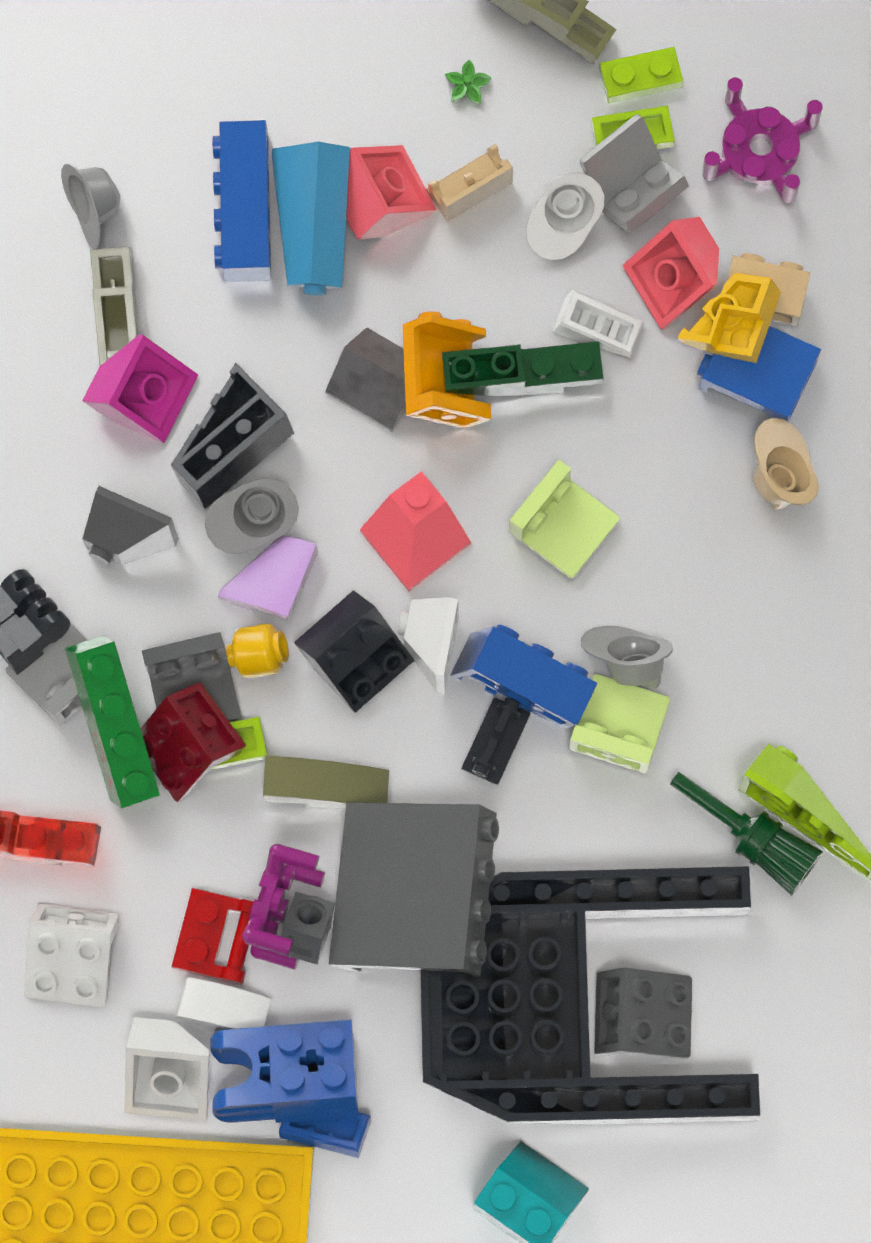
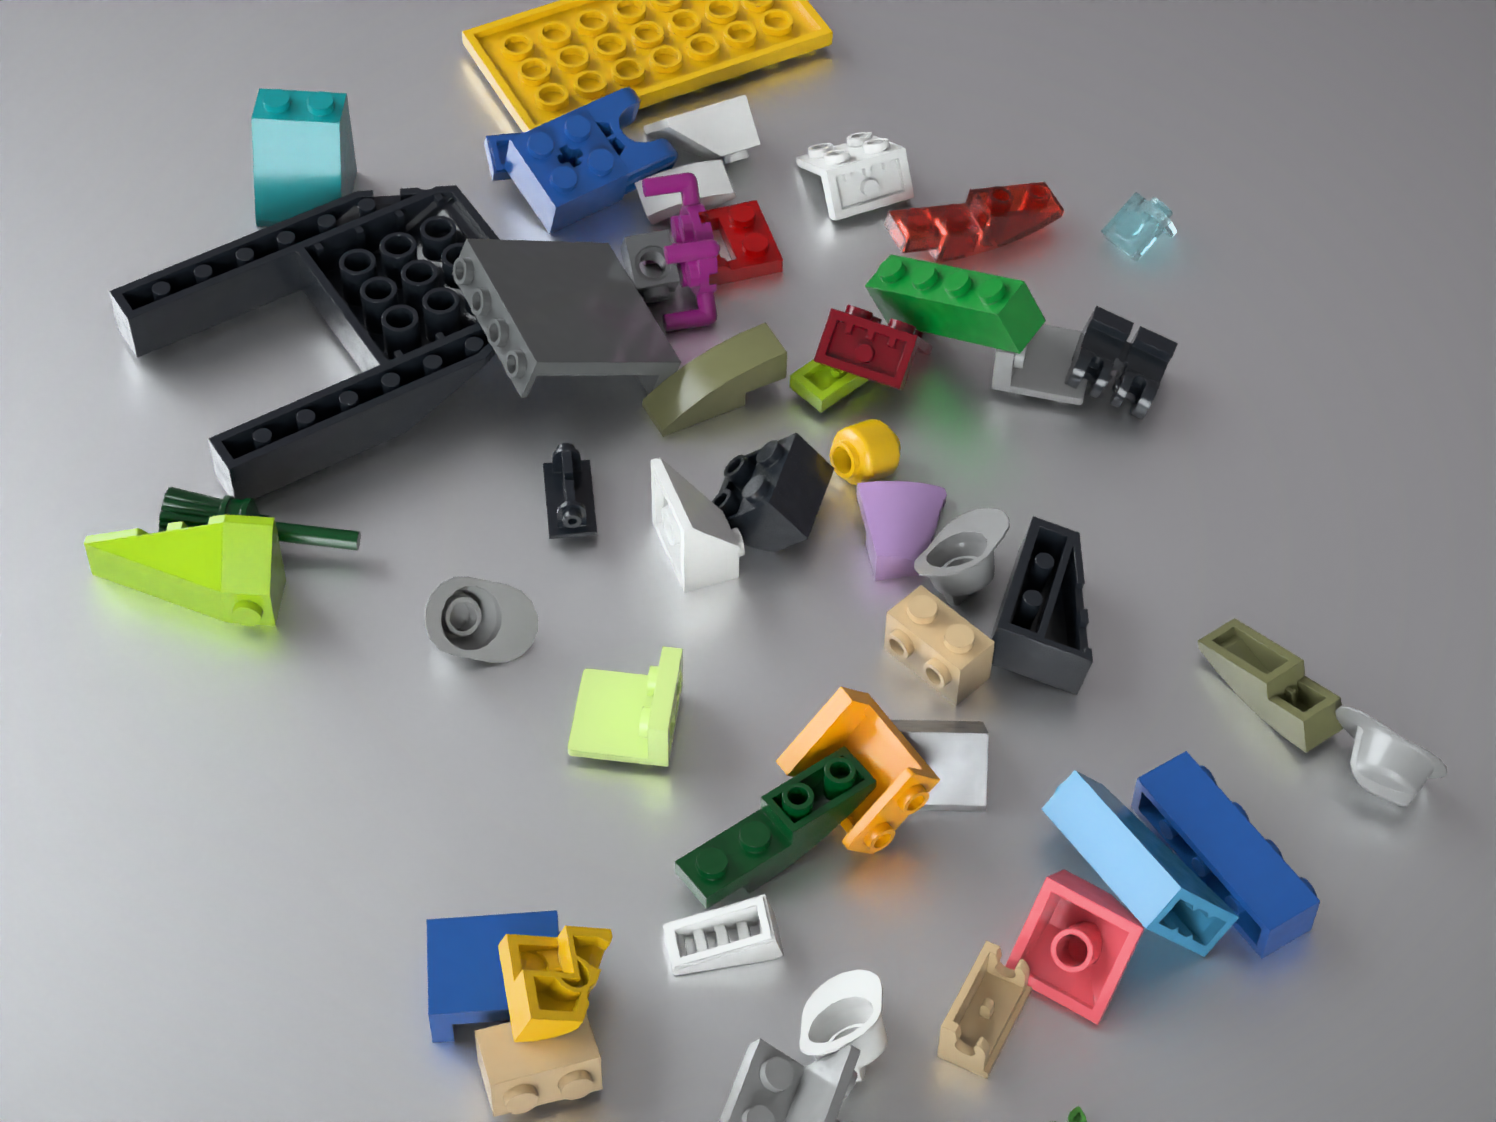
camera: 145 degrees right, 25 degrees down
(125, 529) = (1077, 484): dark grey slope -> none
(141, 388) = (1170, 608): dark pink slope -> none
(191, 662) = (921, 408): dark grey bracket -> none
(320, 452) = (938, 645): none -> tan brick
(415, 531) = (782, 638): coral slope -> none
(526, 675) = (577, 545): blue wedge -> none
(620, 724) = (440, 542): yellowish green bracket -> none
(643, 1013) = (273, 346): dark grey bracket -> none
(675, 269) = (664, 1039): coral slope -> none
(784, 465) = (402, 873): tan piece -> none

